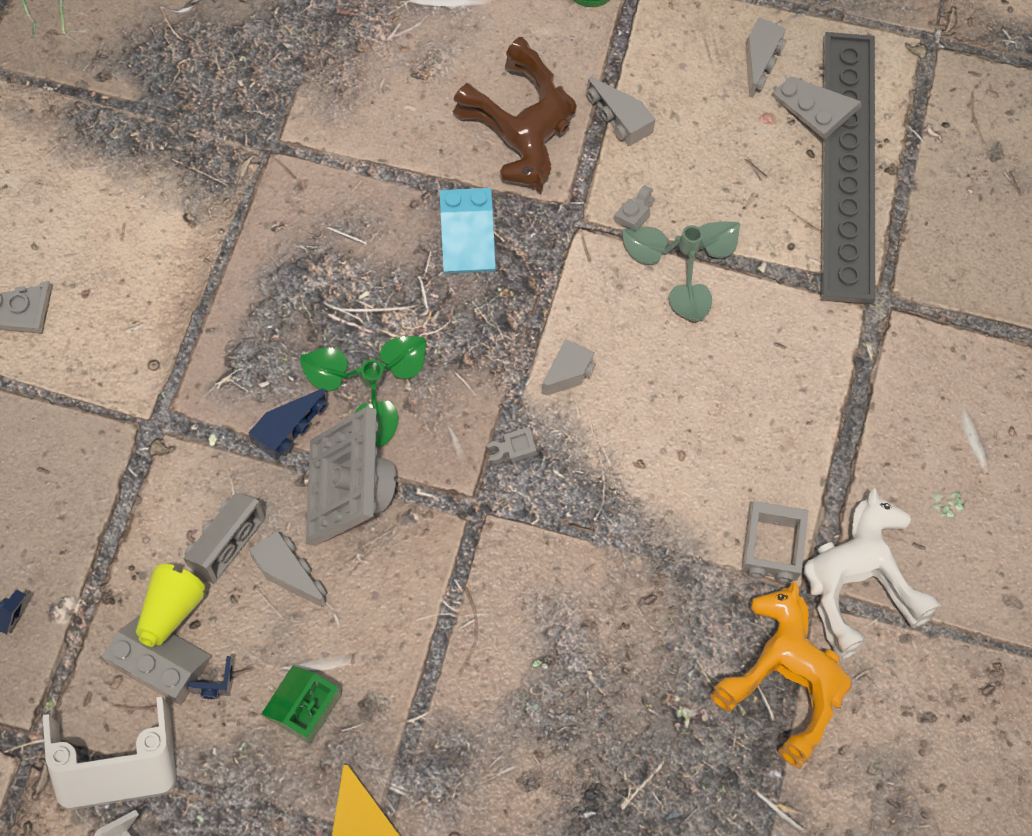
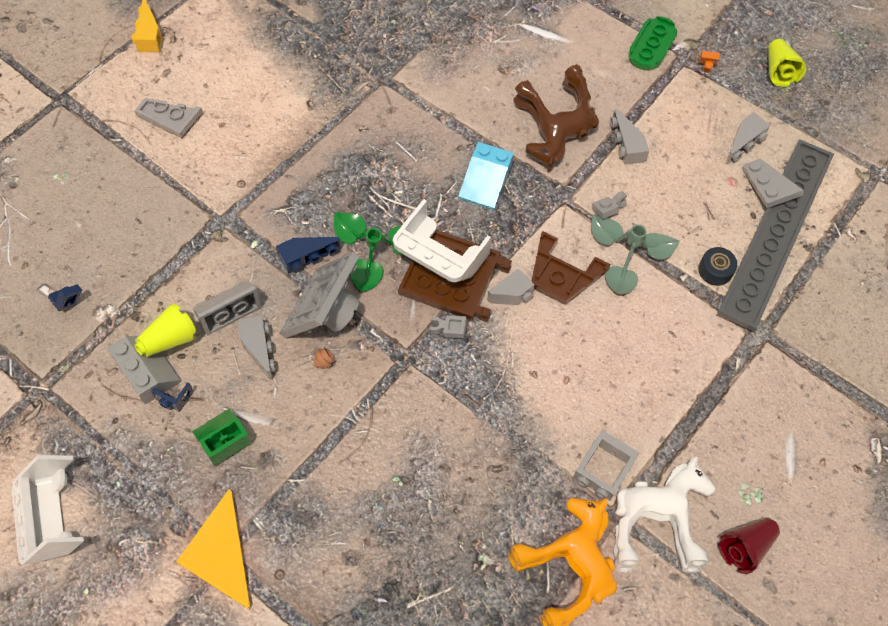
camera: 25 degrees right, 5 degrees down
(112, 779) = (86, 435): white windscreen -> none
(378, 553) = (323, 358): none -> nougat plate
(456, 365) = (415, 242): none -> white windscreen
(484, 377) = (454, 297): none -> reddish brown plate
(615, 329) = (560, 278): none -> reddish brown wing
(798, 238) = (717, 266): none -> black wheel
(973, 565) = (748, 544): none -> dark red cone

